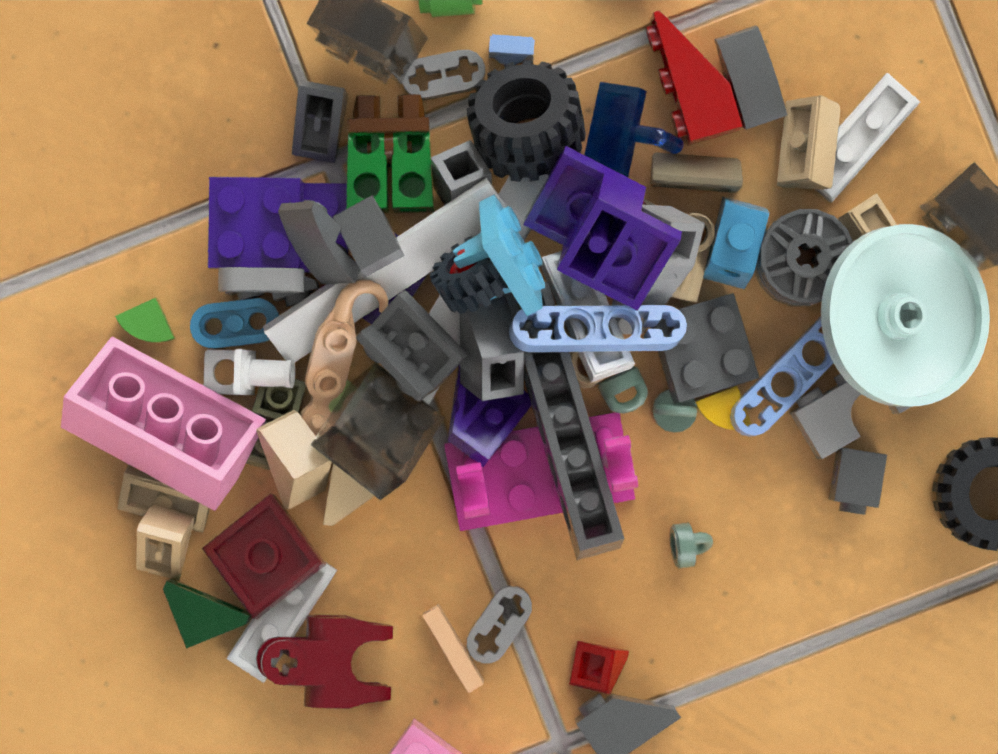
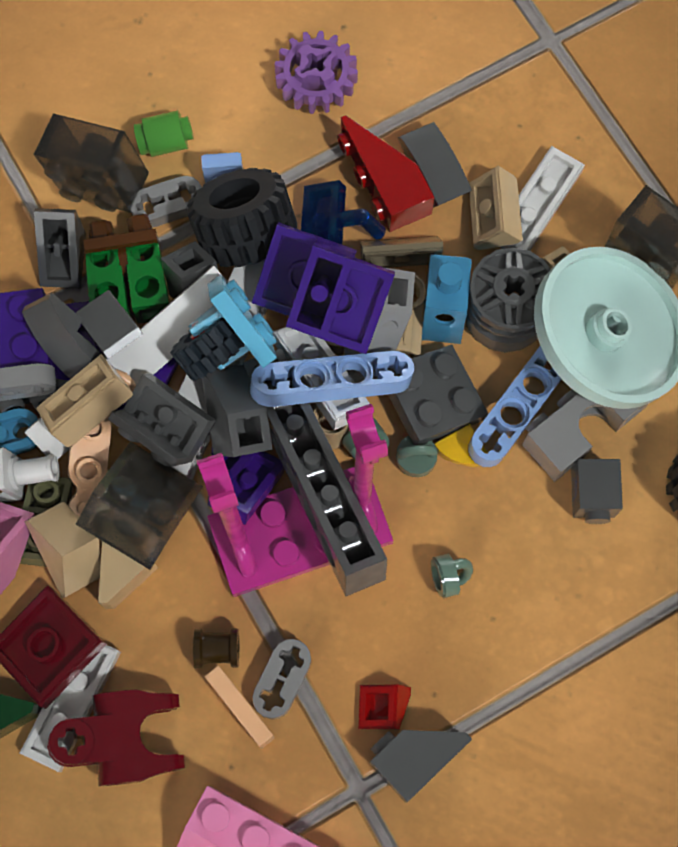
camera: 10 degrees left, 15 degrees down
(332, 315) = (84, 401): none -> tan slope
(436, 584) = (216, 648): none -> dark brown bush

